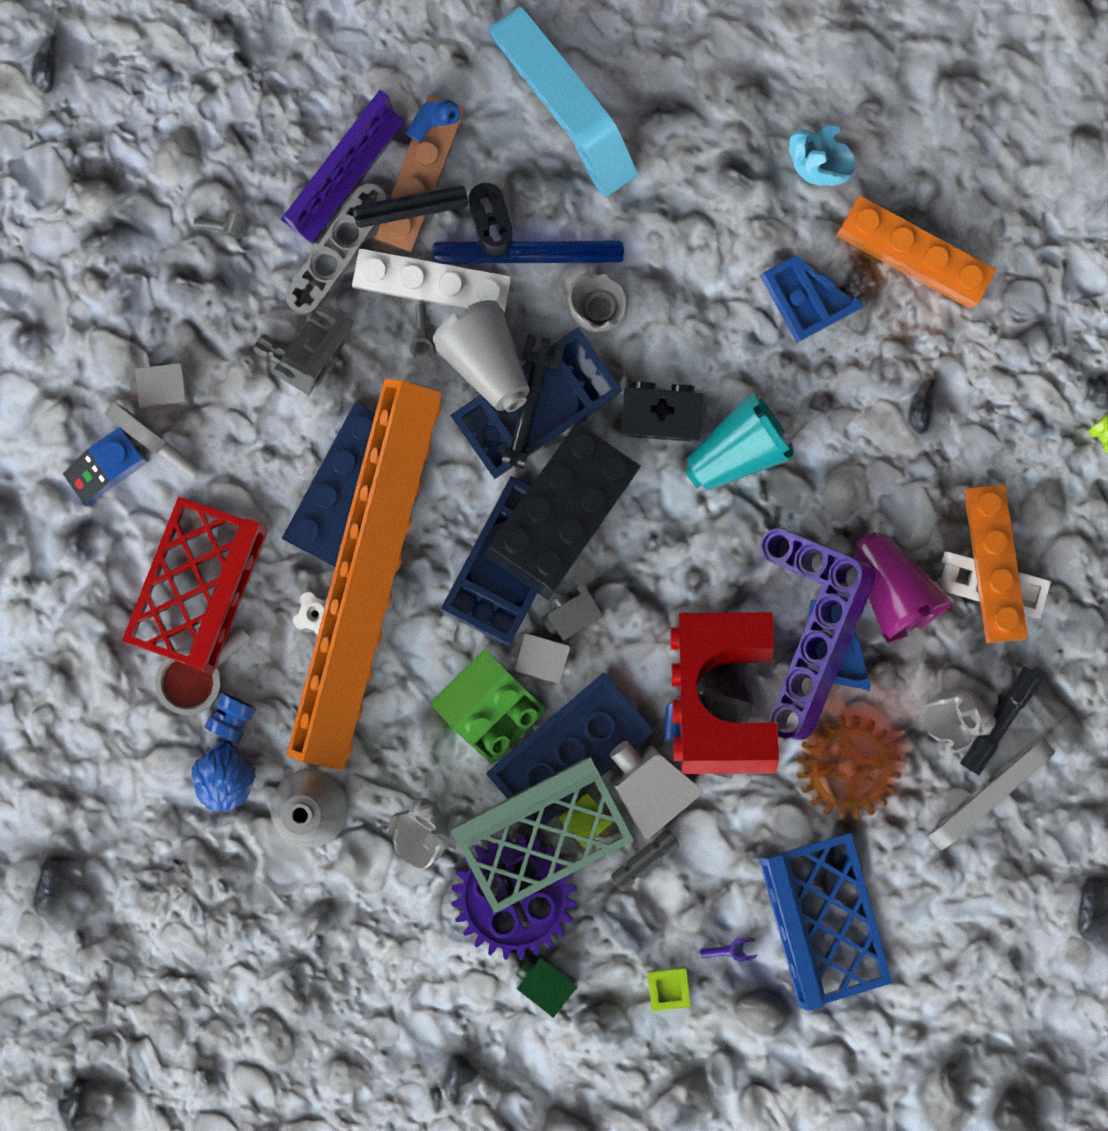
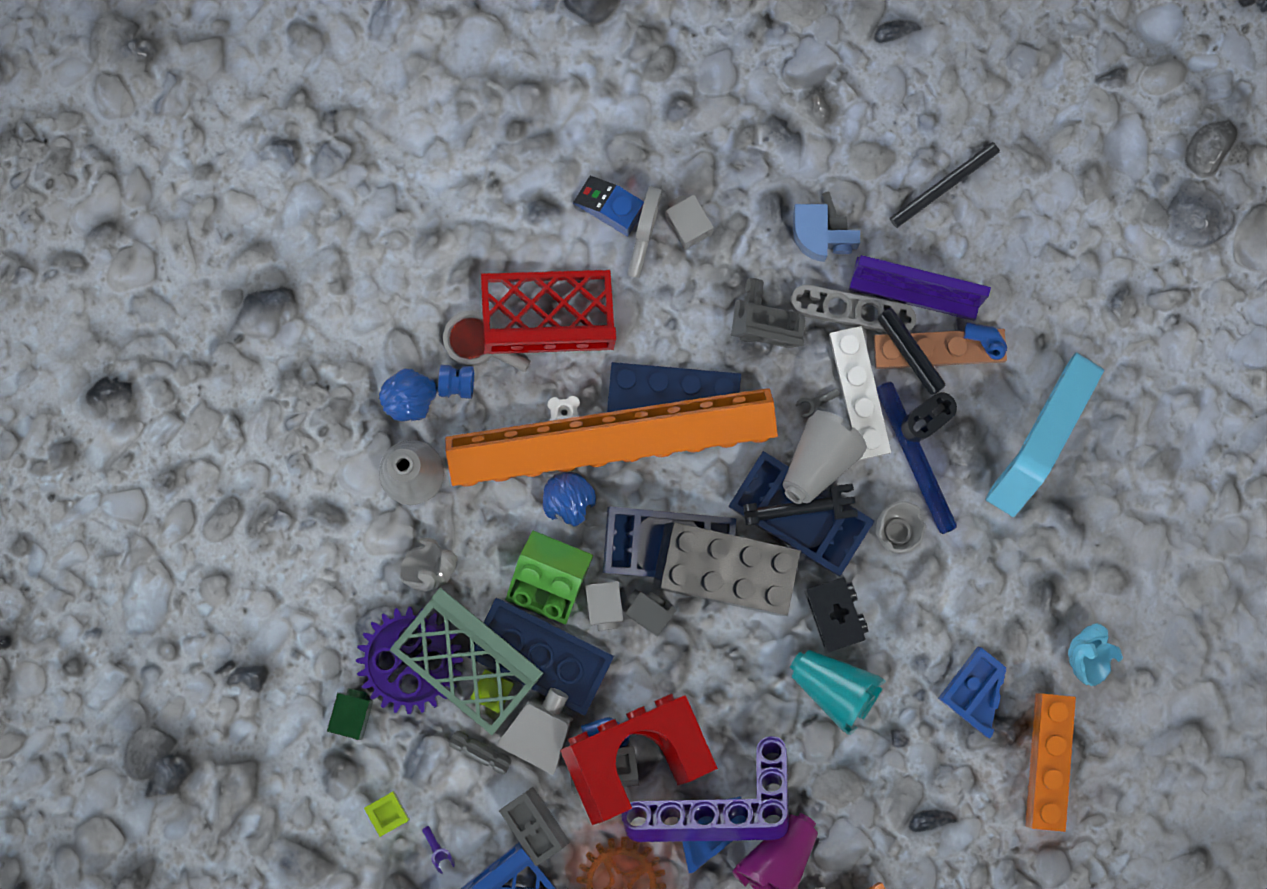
camera: 70 degrees right, 5 degrees down
(238, 257) = (813, 236): none -> medium blue brick
(241, 88) = (944, 185): none -> black bar
(410, 649) = (568, 497): none -> blue hair
(749, 835) = (534, 826): none -> dark grey hinge

